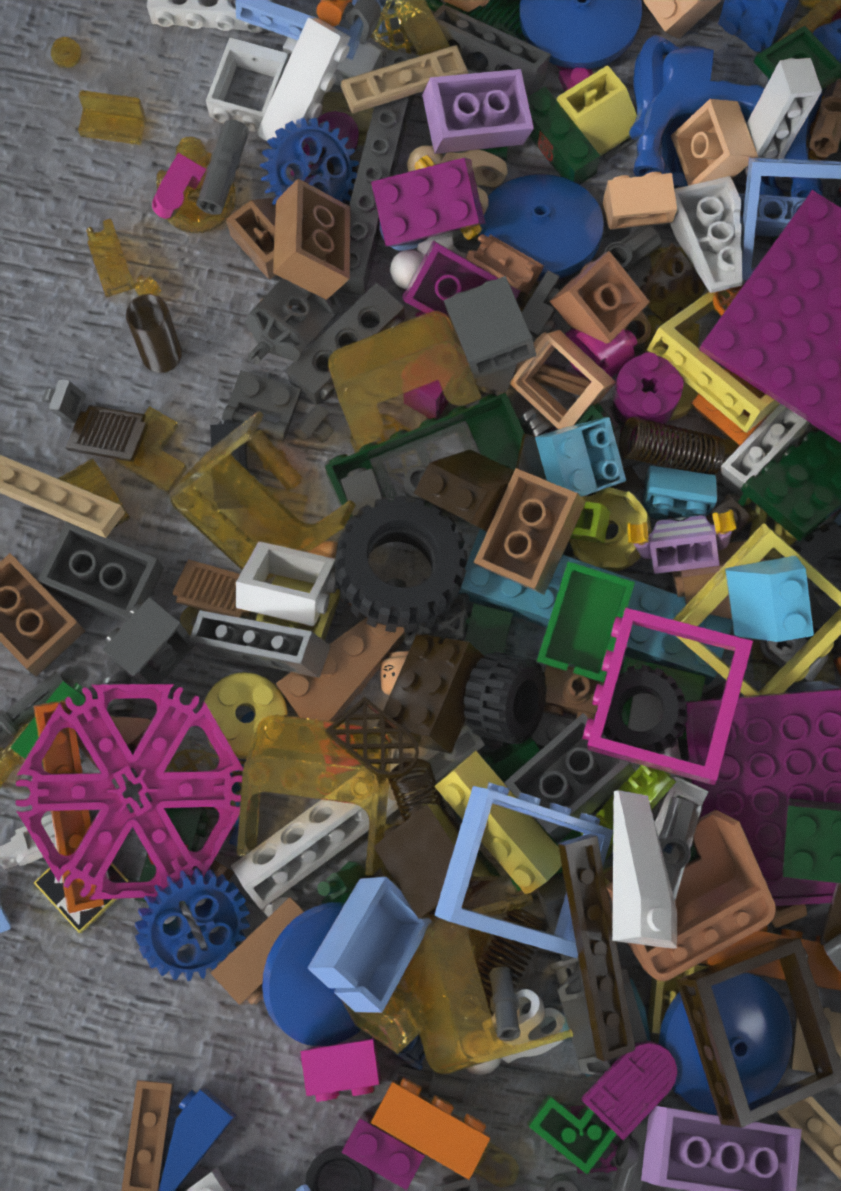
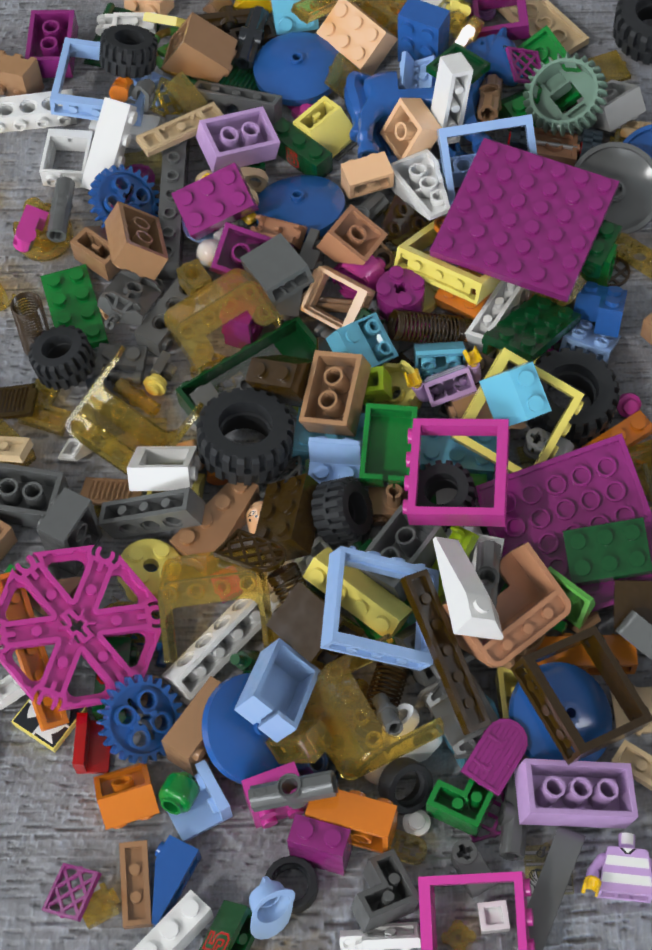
camera: 10 degrees left, 15 degrees down
(49, 1119) = (84, 899): none -> magenta window
(97, 1154) = (101, 906): none -> clear yellow bracket
(119, 945) = (89, 752): none -> red panel
(156, 1017) = (126, 796): none -> orange slope
(172, 372) = (62, 357): none -> black tyre
(175, 522) = (73, 450): none -> white slope
(216, 312) = (74, 302): none -> green plate
(222, 1034) = (178, 792): none -> green head
(241, 1047) = (207, 810): none -> light blue bracket
(301, 447) = (155, 384): none -> light yellow plate
(378, 297) = (188, 272): none -> clear yellow brick
(383, 1094) = (277, 793): none -> dark grey piece
(498, 1077) = (422, 788): none -> black tyre
(508, 626) = (333, 458): none -> light blue bracket
(512, 1134) = (417, 823): none -> white plate
(635, 33) = (338, 73): none -> clear yellow piece
(737, 56) = (414, 73): none -> light blue bracket
(787, 901) = (581, 602): none -> bright green slope

